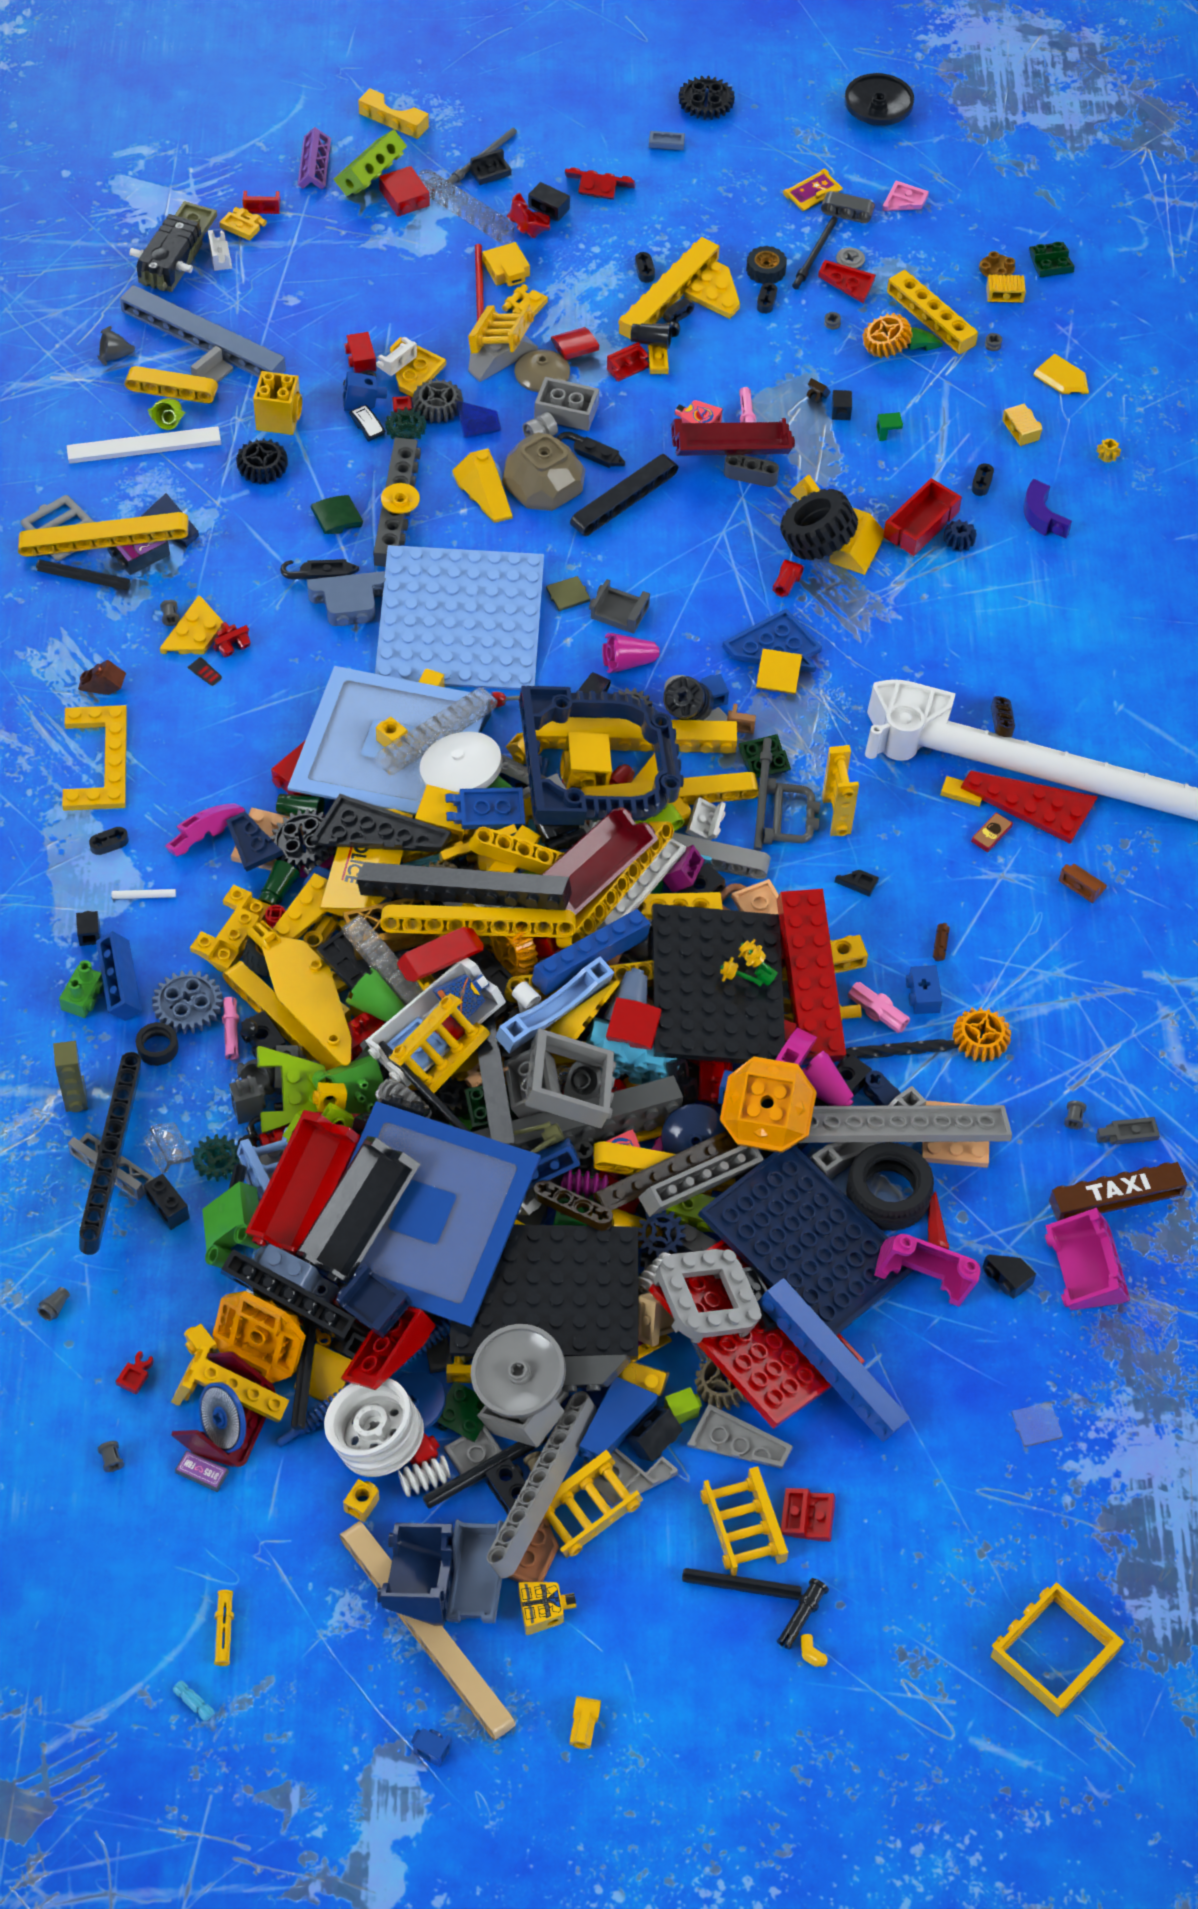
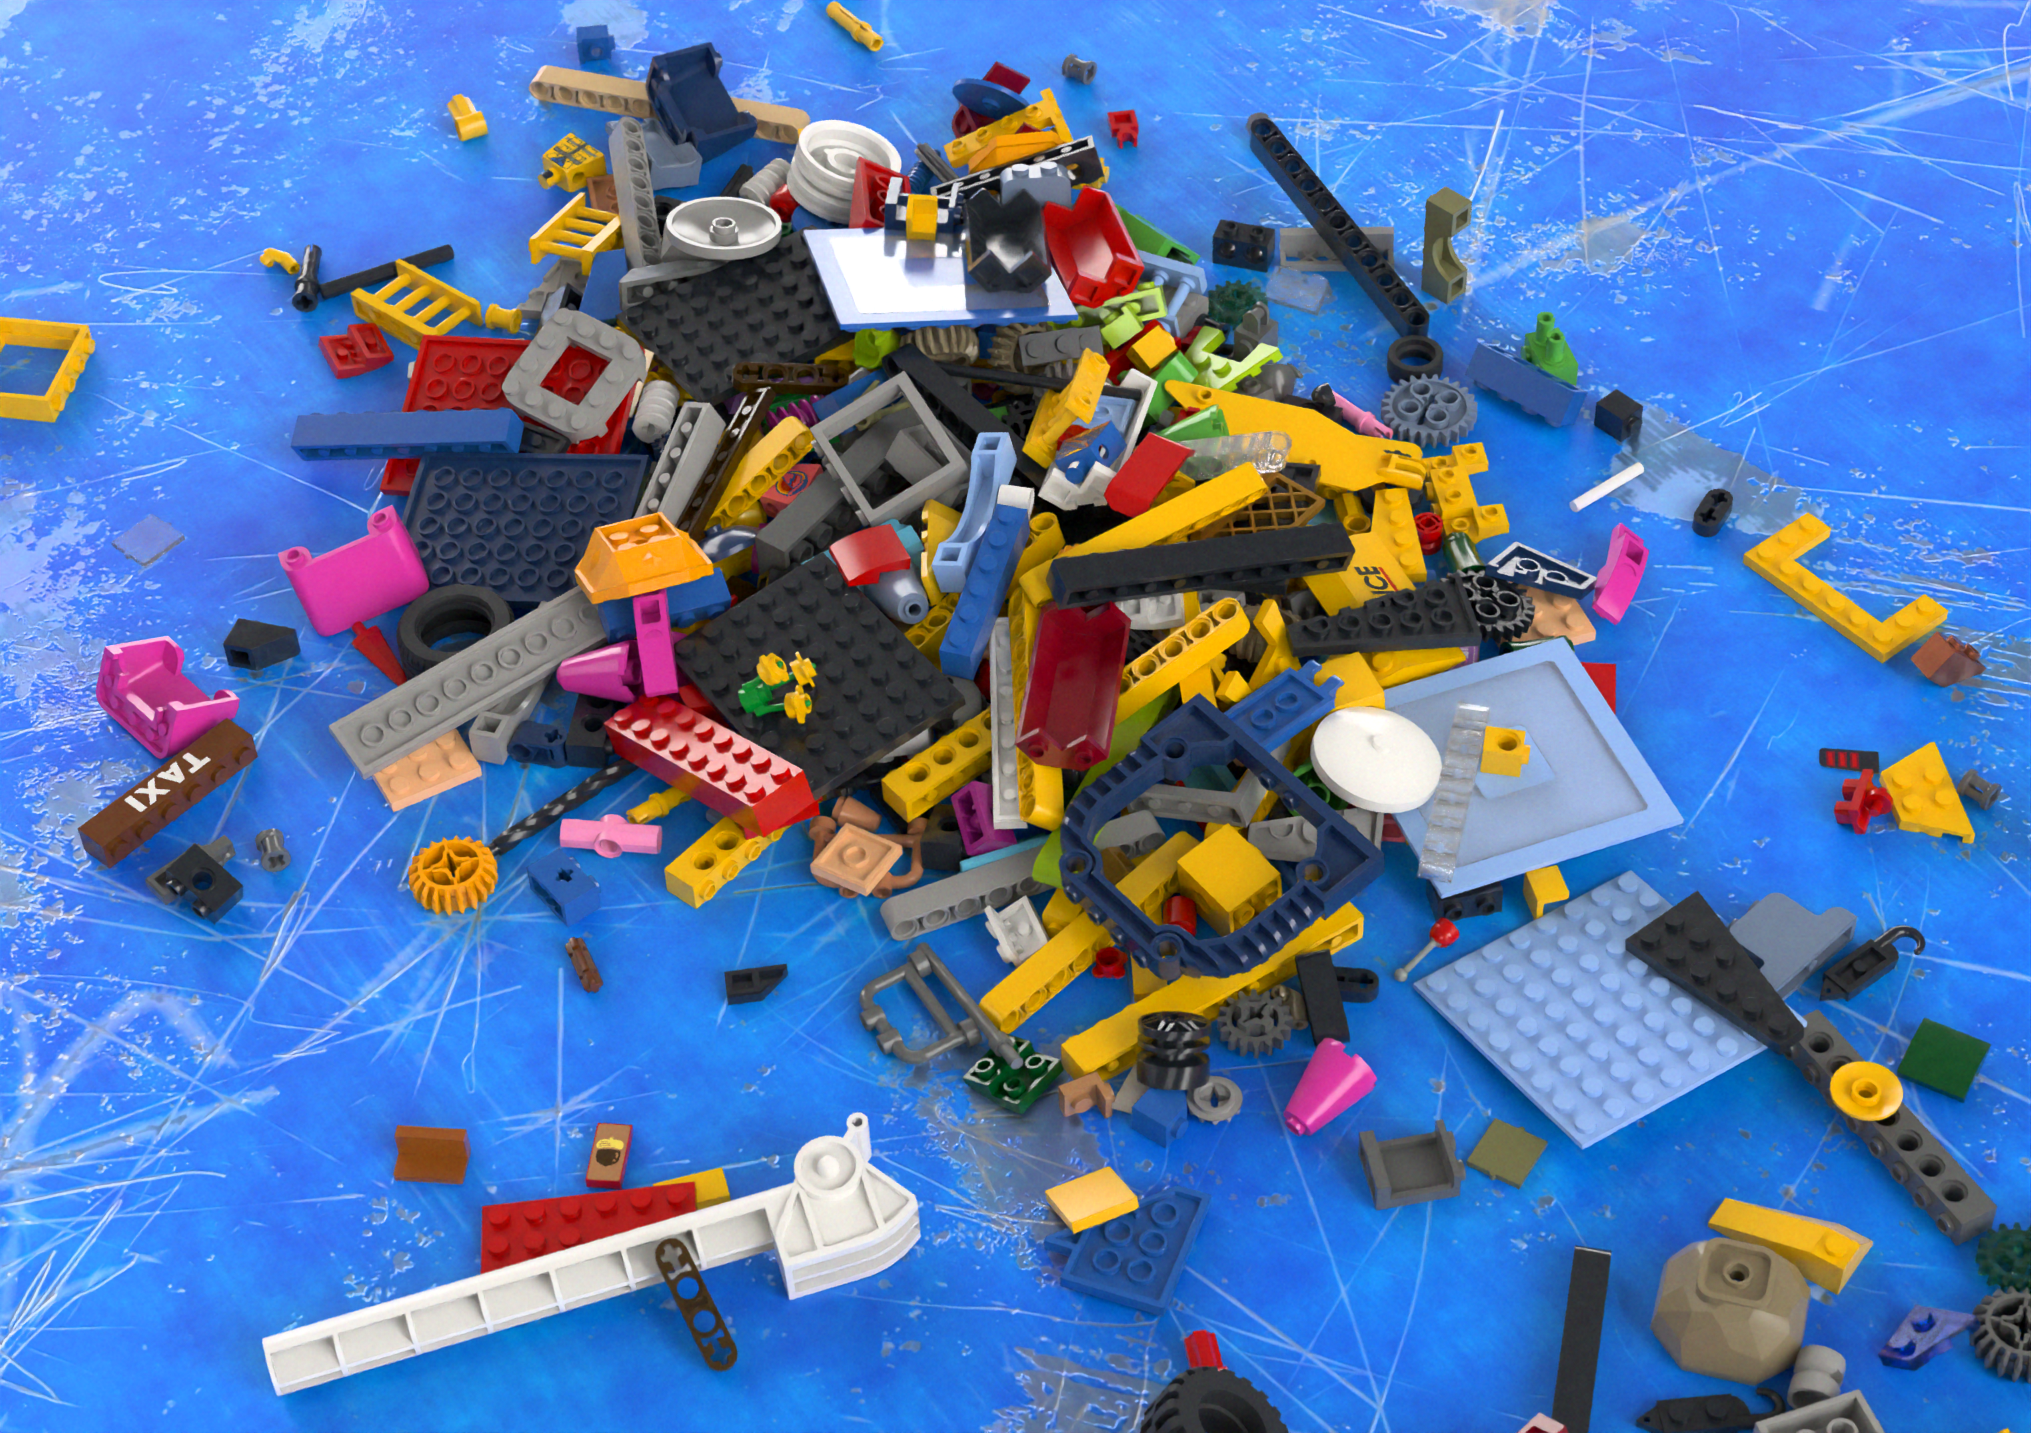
camera: 150 degrees right, 10 degrees down
(391, 1273) = (921, 217): none -> yellow panel
(401, 596) = (1707, 961): none -> black wing
(690, 1470) = (503, 318): none -> yellow bush
(839, 790) = (865, 1009): yellow fence -> none
(1128, 1103) = (197, 867): none -> black brick

